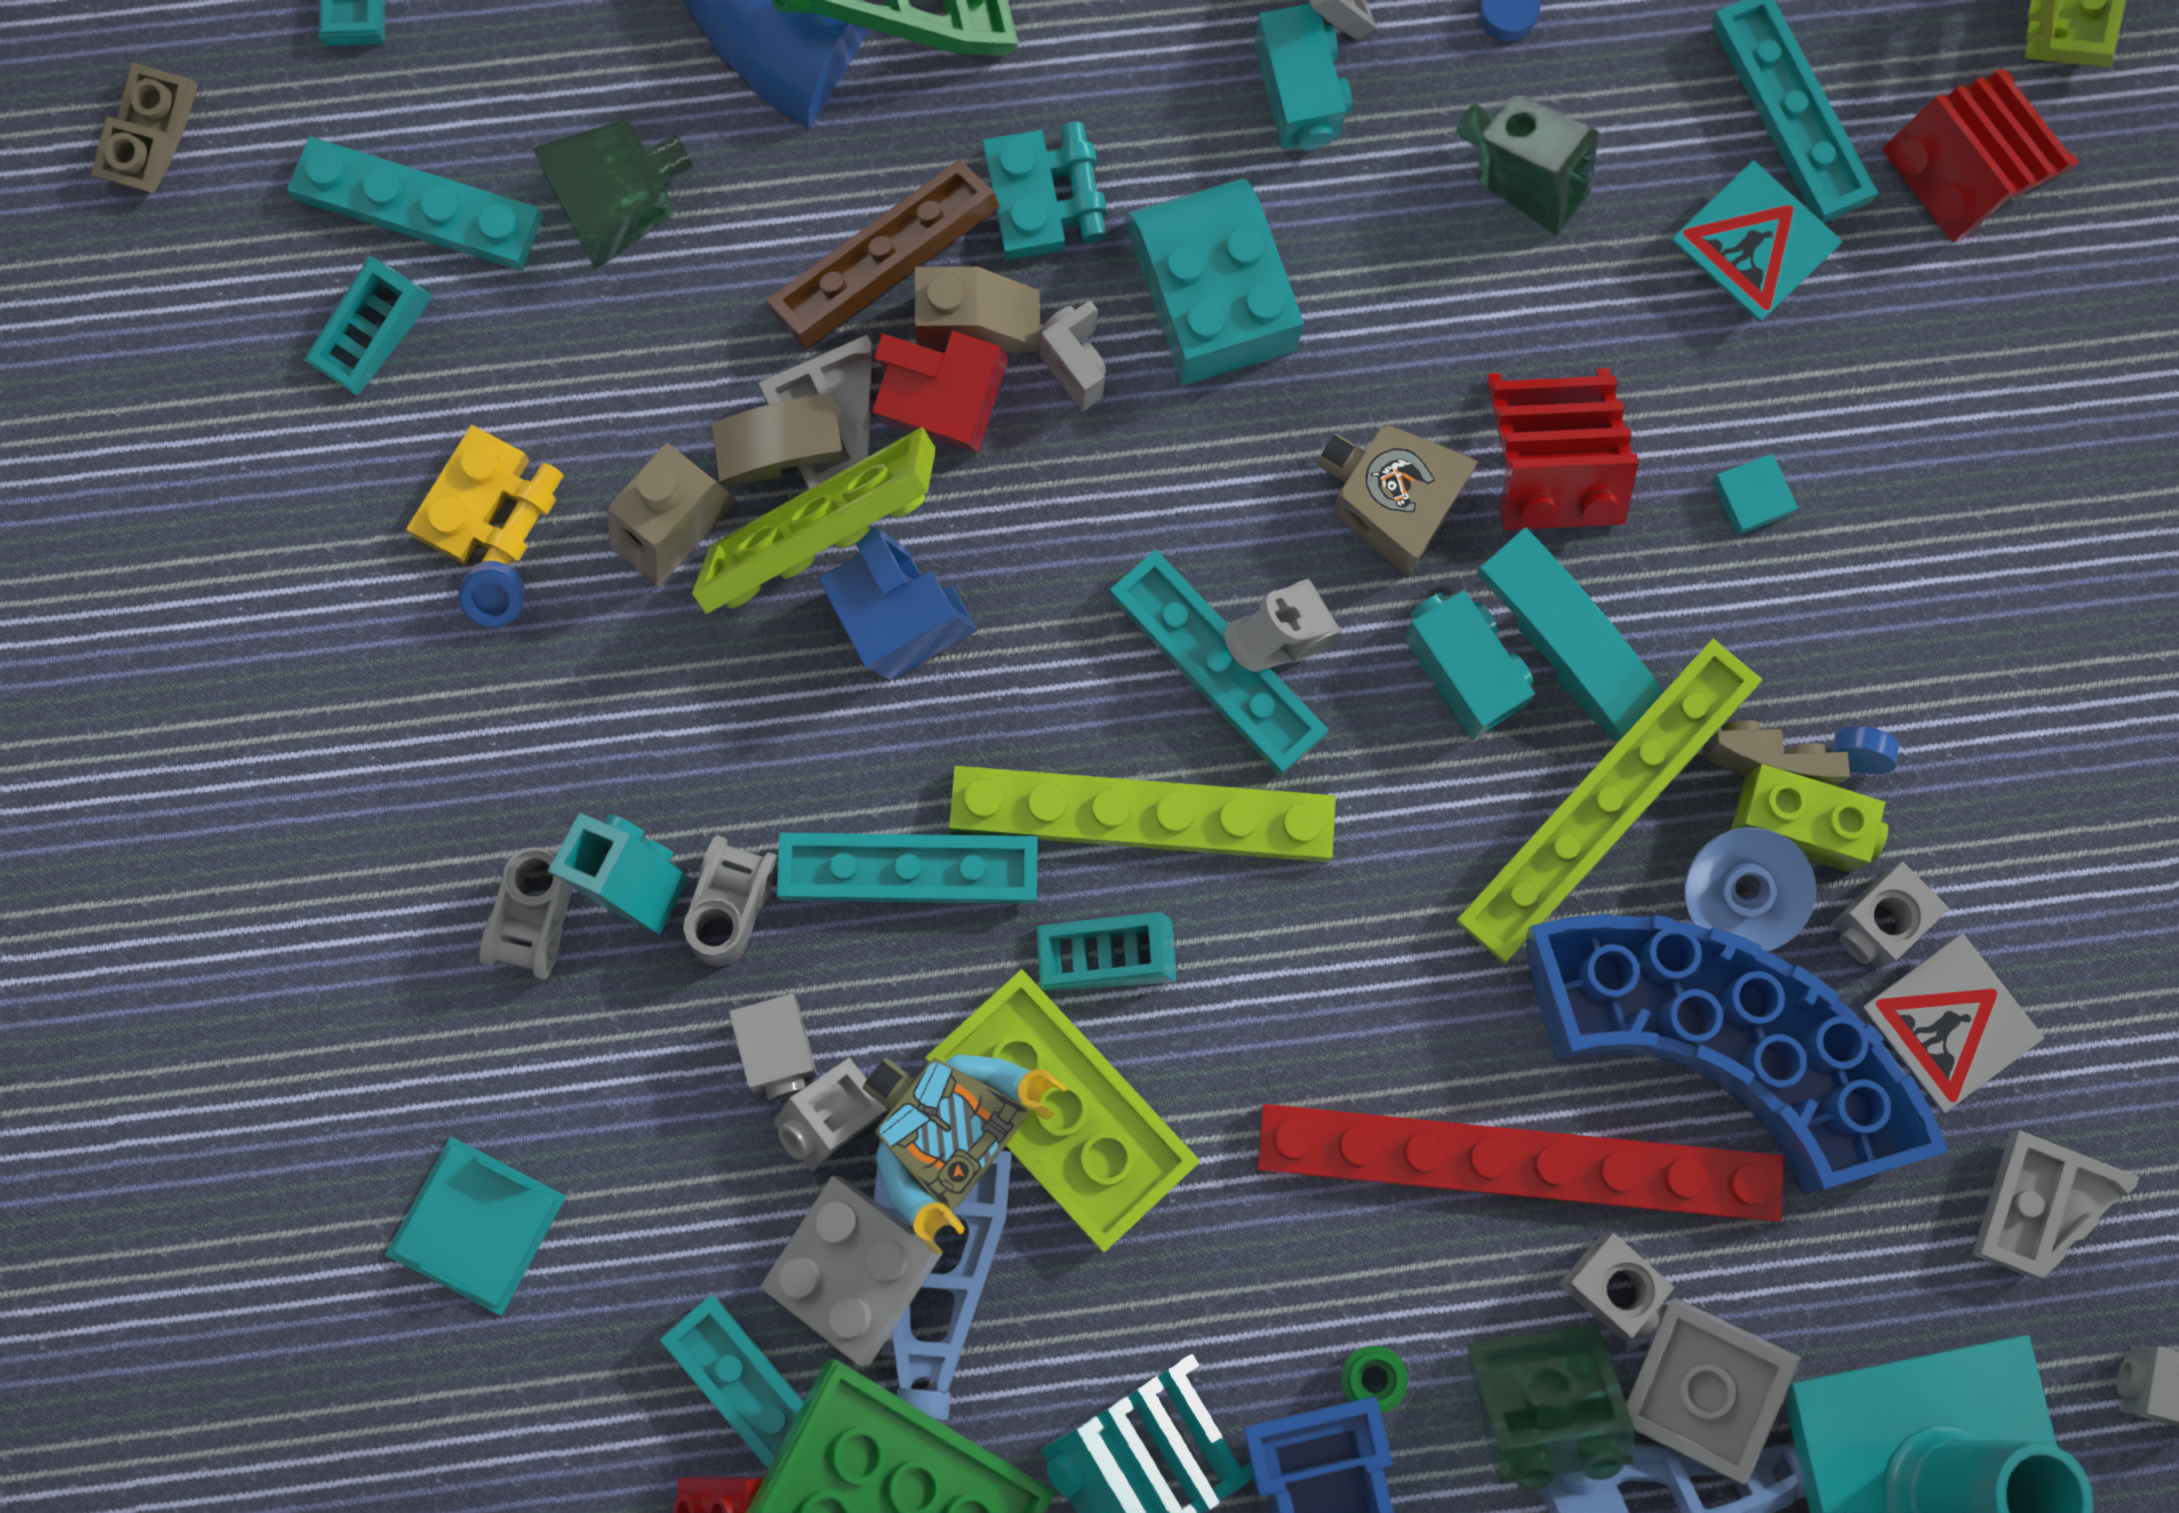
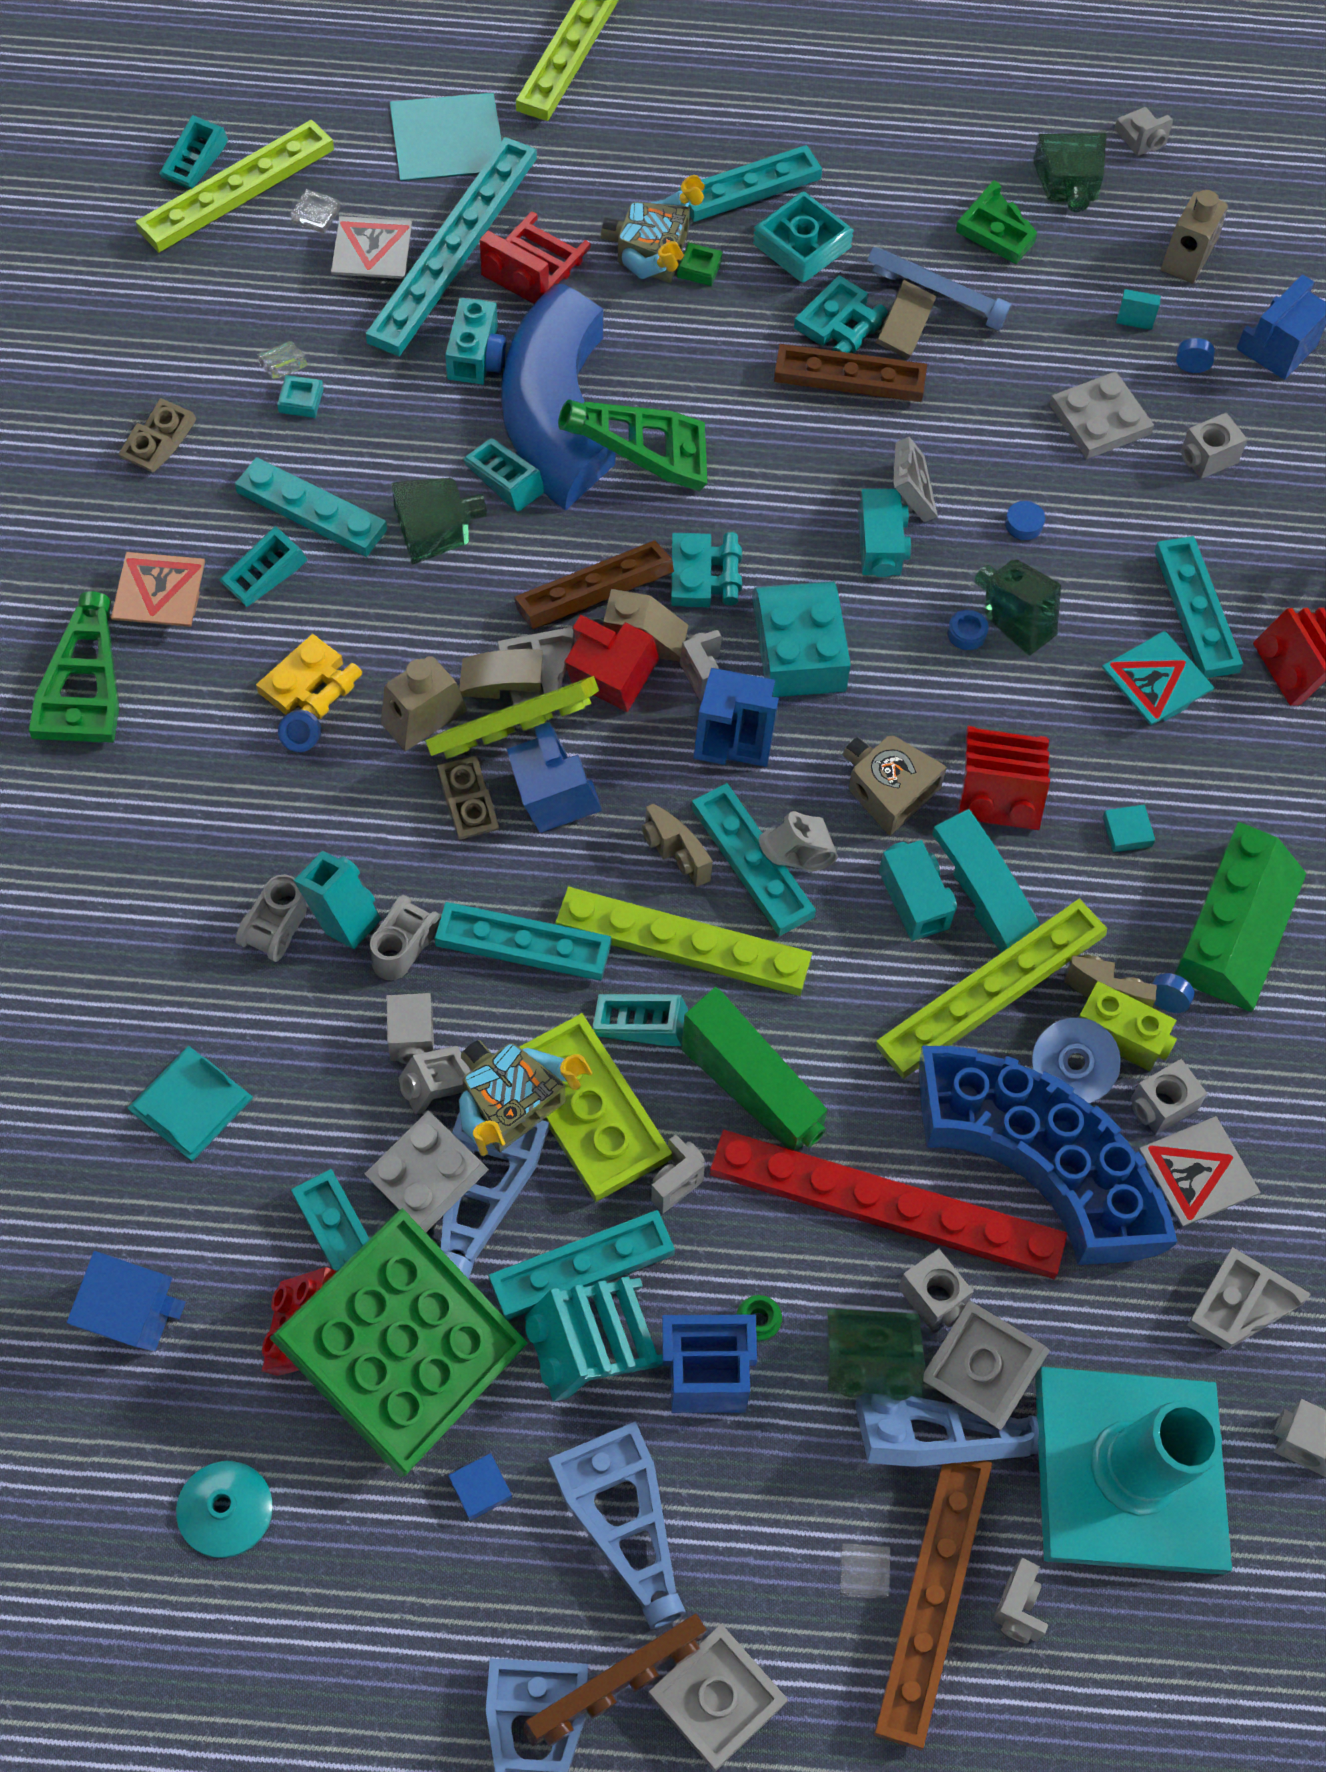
camera: 15 degrees right, 15 degrees down
(143, 642) = (78, 717): none -> green plate
(214, 399) = (158, 589): none -> nougat piece
(730, 110) = (518, 491): none -> teal slope
(773, 652) = (467, 797): none -> dark tan slope
(1087, 653) = (676, 839): none -> dark tan slope
(1106, 1358) = (583, 1262): none -> teal plate
(1150, 443) = (736, 719): none -> blue plate
(1212, 1202) = (677, 1181): none -> light grey bracket
(1294, 1015) = (751, 1071): none -> green slope
(1458, 212) = (967, 629): none -> blue tile
(1940, 608) = (1242, 918): none -> green slope

